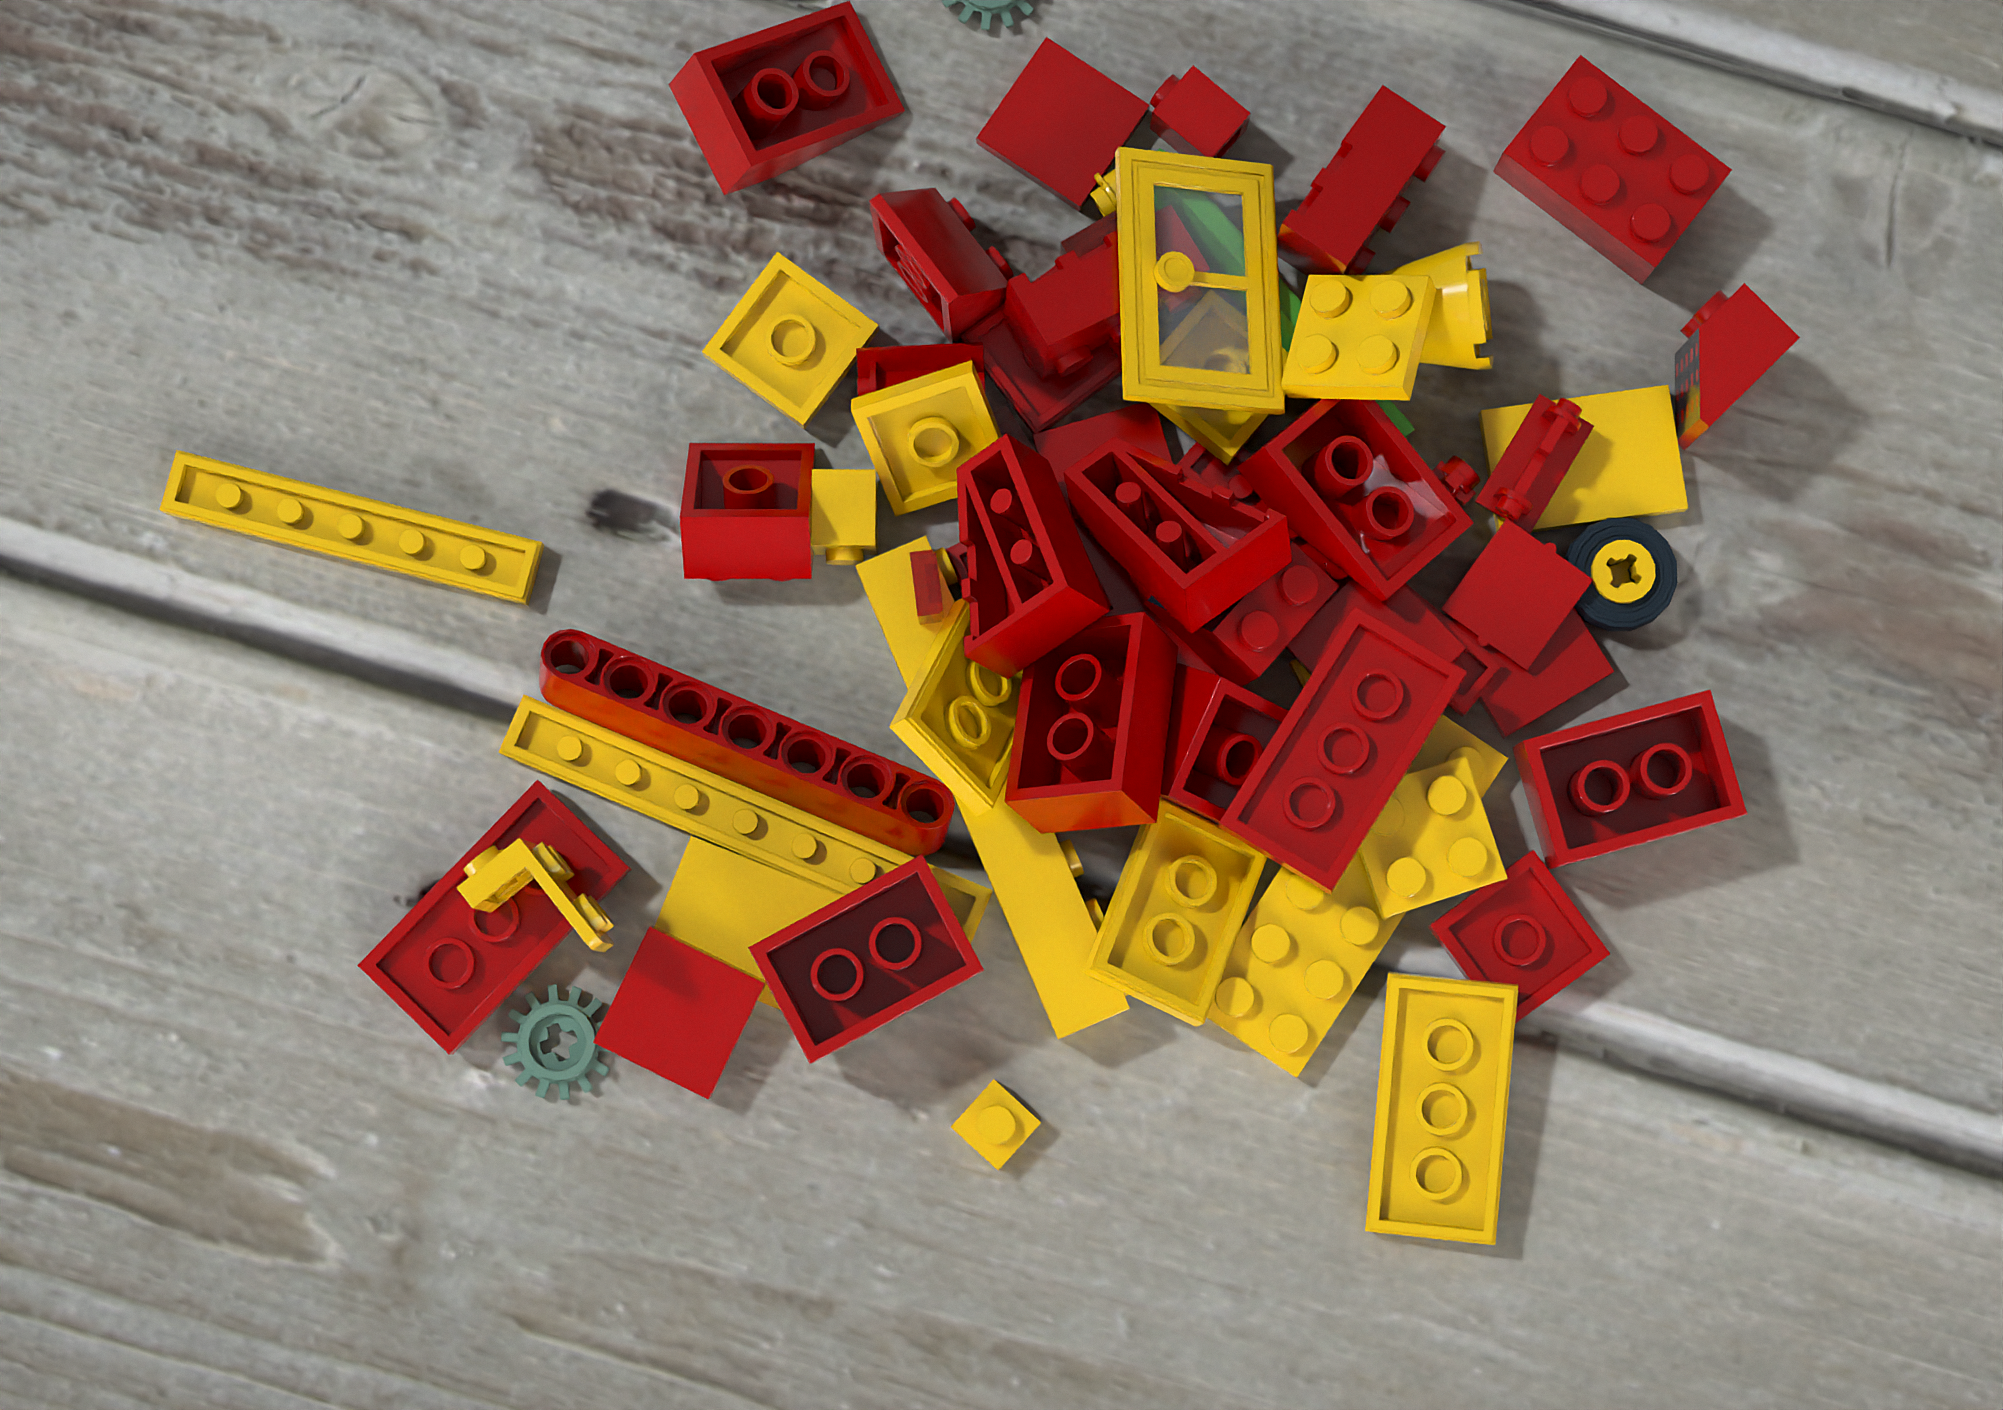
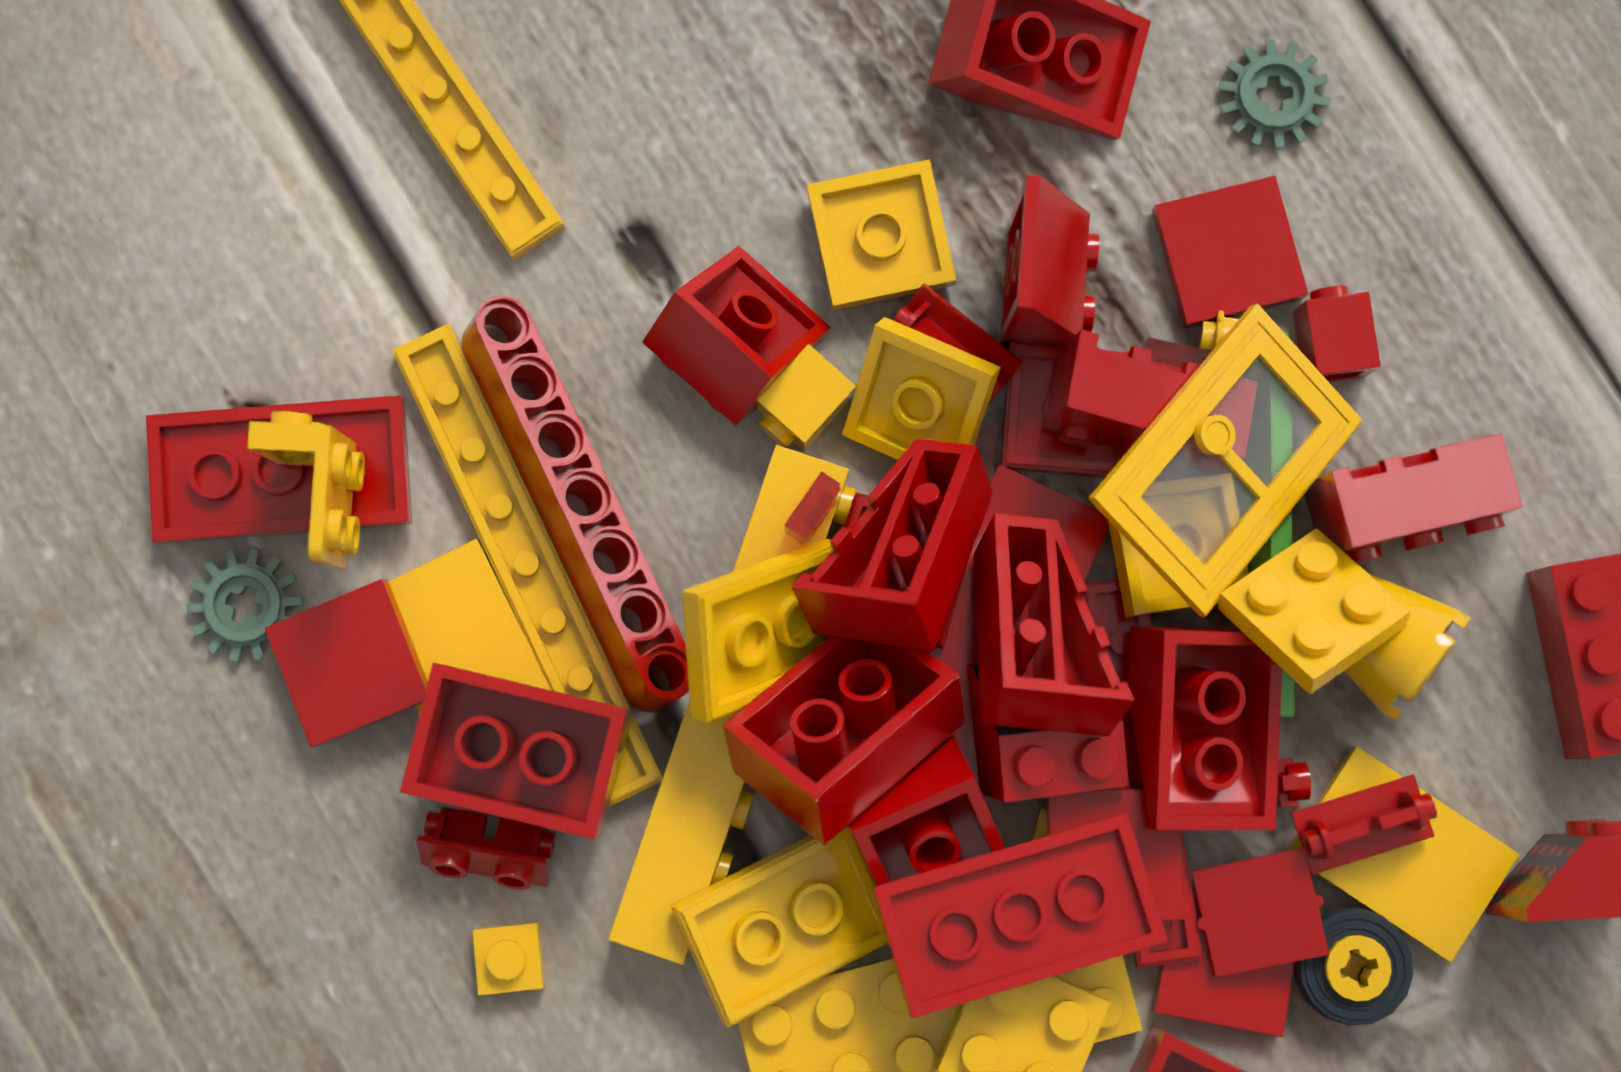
camera: 35 degrees right, 0 degrees up
(883, 1078) = (457, 846): none -> red hinge

